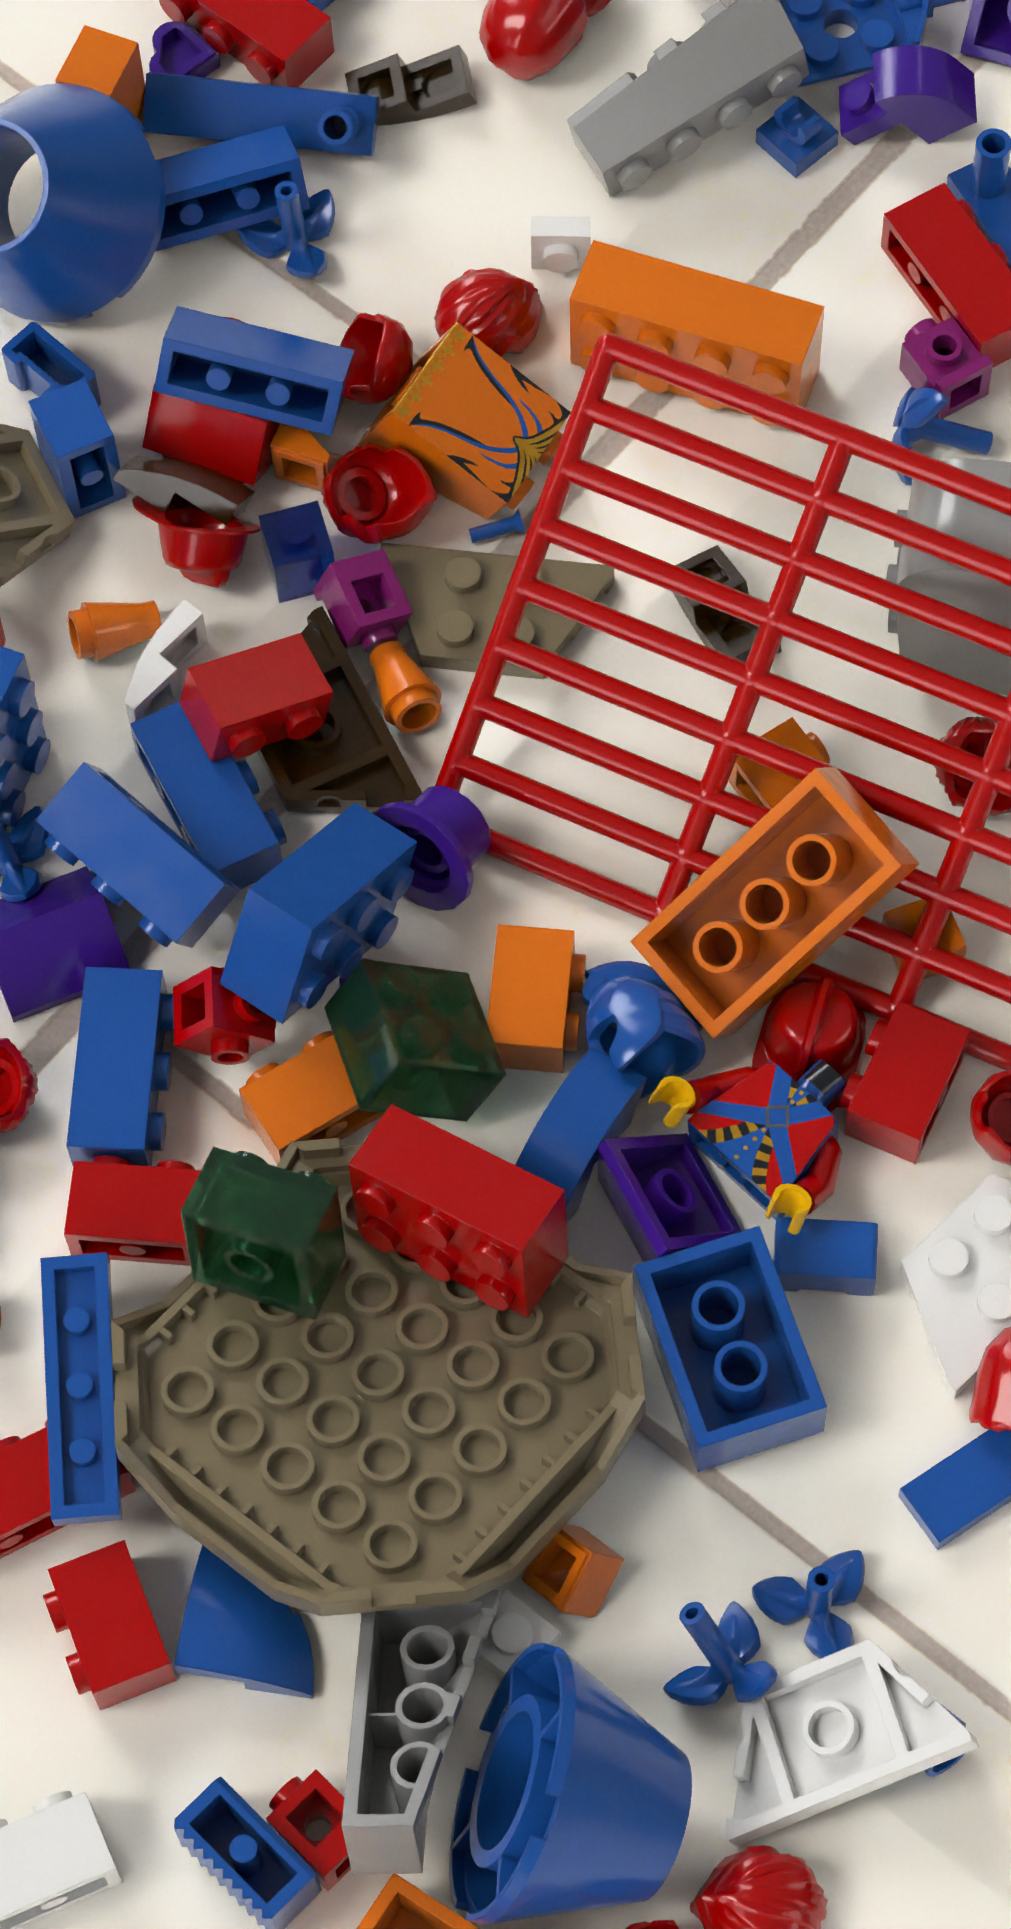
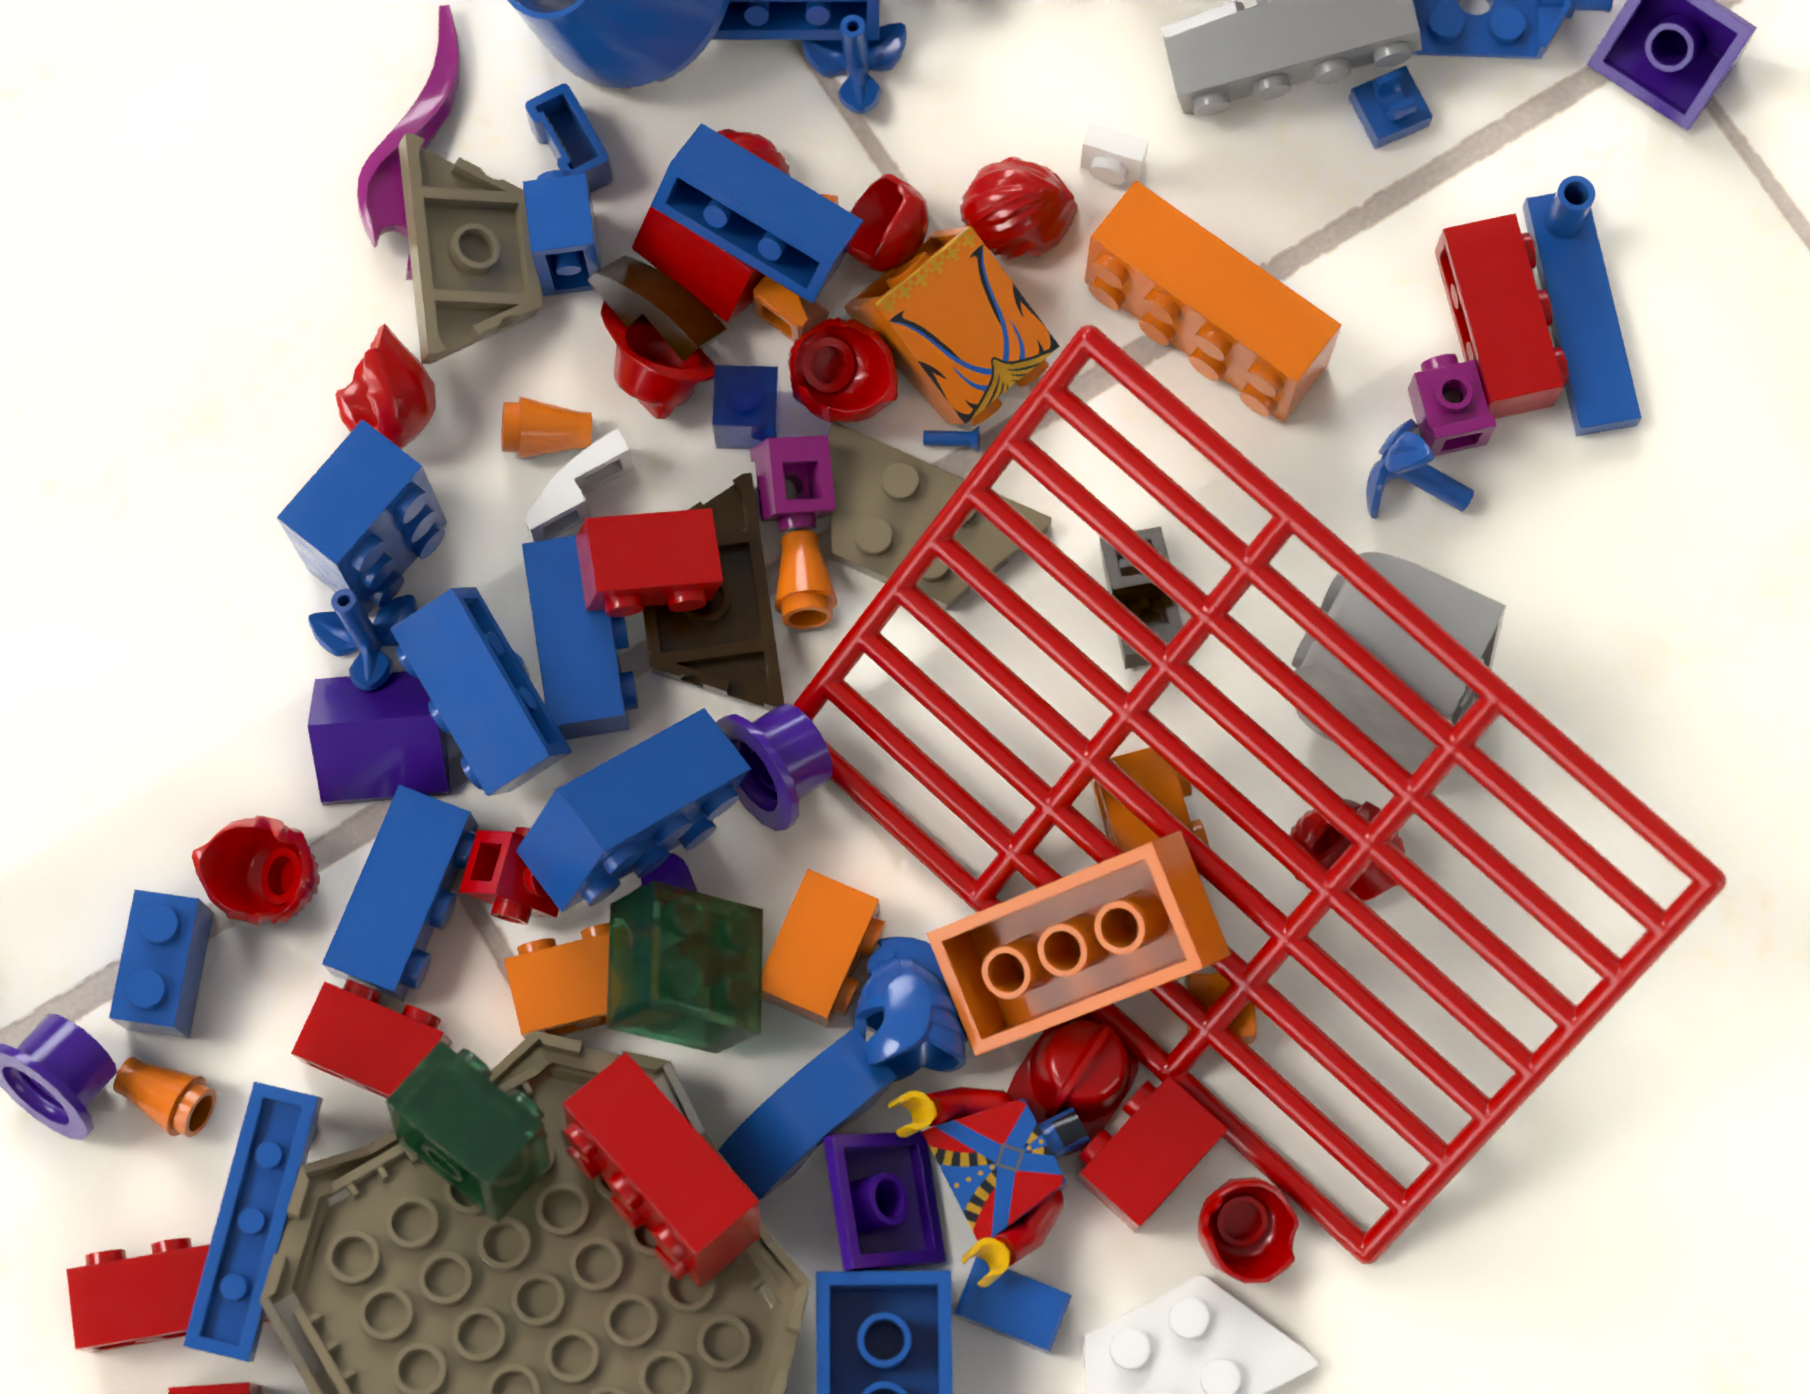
camera: 15 degrees right, 10 degrees up
(912, 88) = (1520, 97): dark purple brick -> none

